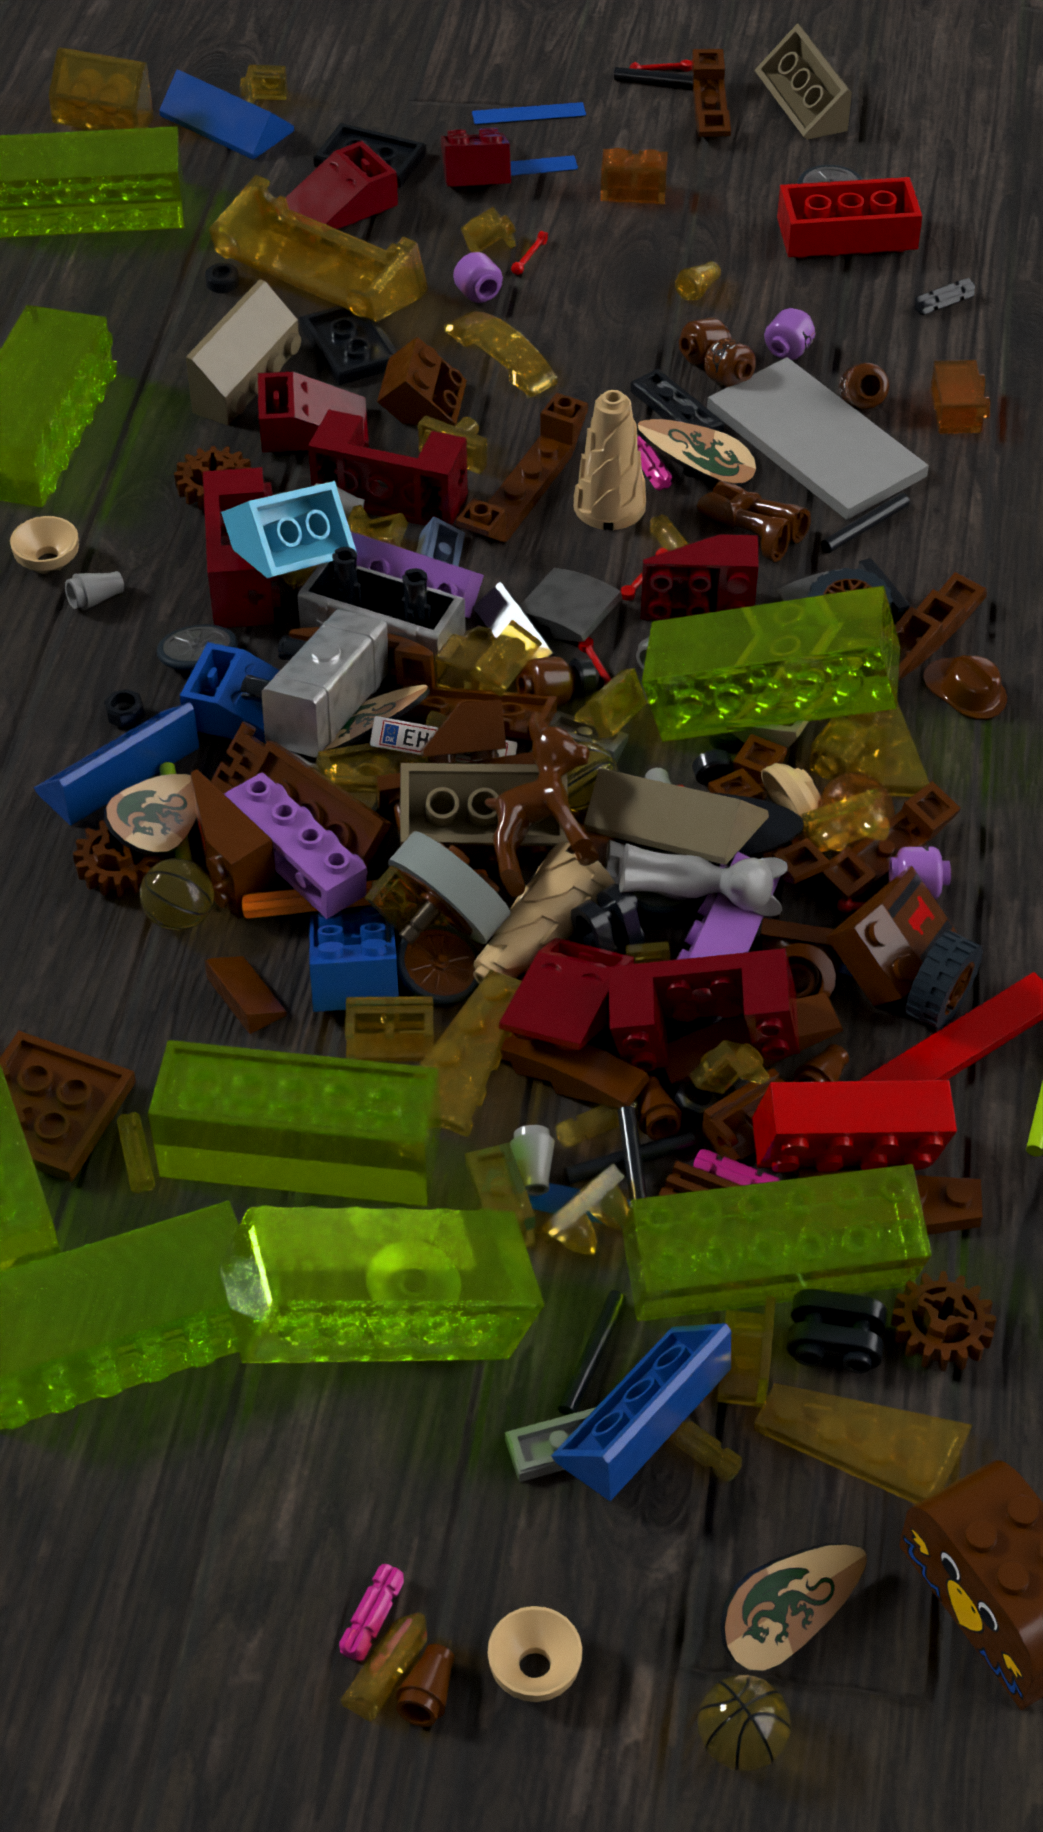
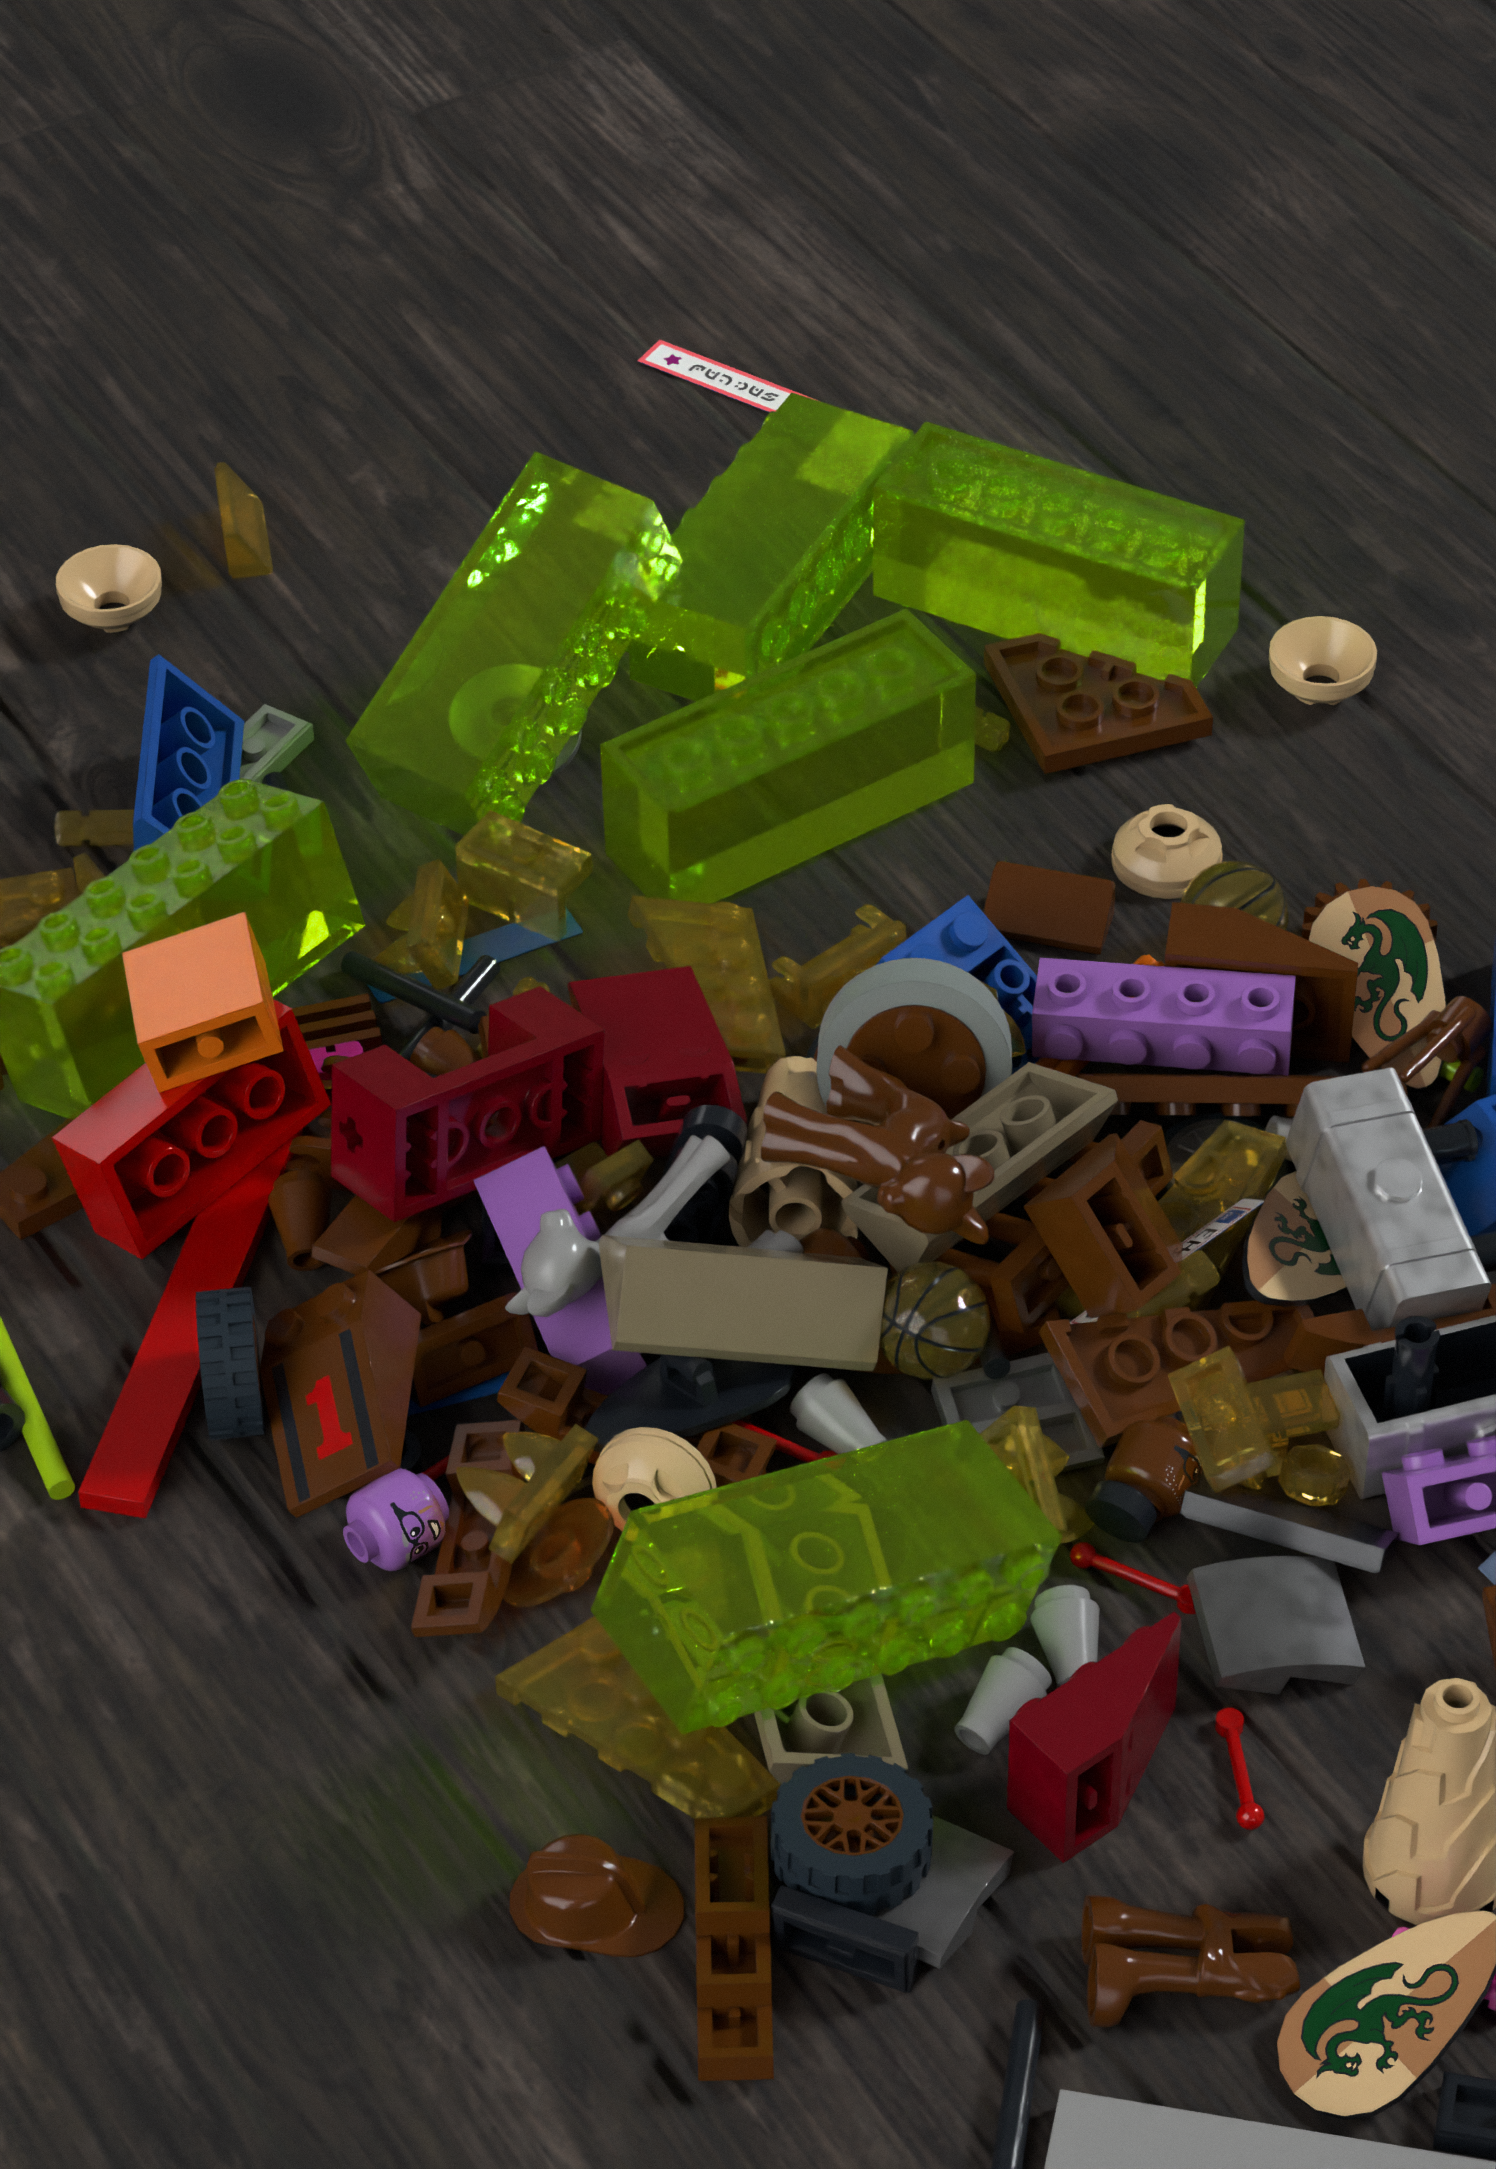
camera: 140 degrees right, 5 degrees down
(140, 999) = (1162, 864): none -> tan piece
(165, 760) = (1450, 1036): none -> reddish brown plant
(371, 1612) = (294, 552): dark pink axle -> none
(425, 1689) = (186, 526): reddish brown cone -> none
(533, 1155) = (540, 944): light grey cone -> none
(667, 533) = (1255, 1843): clear yellow axle -> none
(822, 1109) = (201, 1002): none -> orange brick

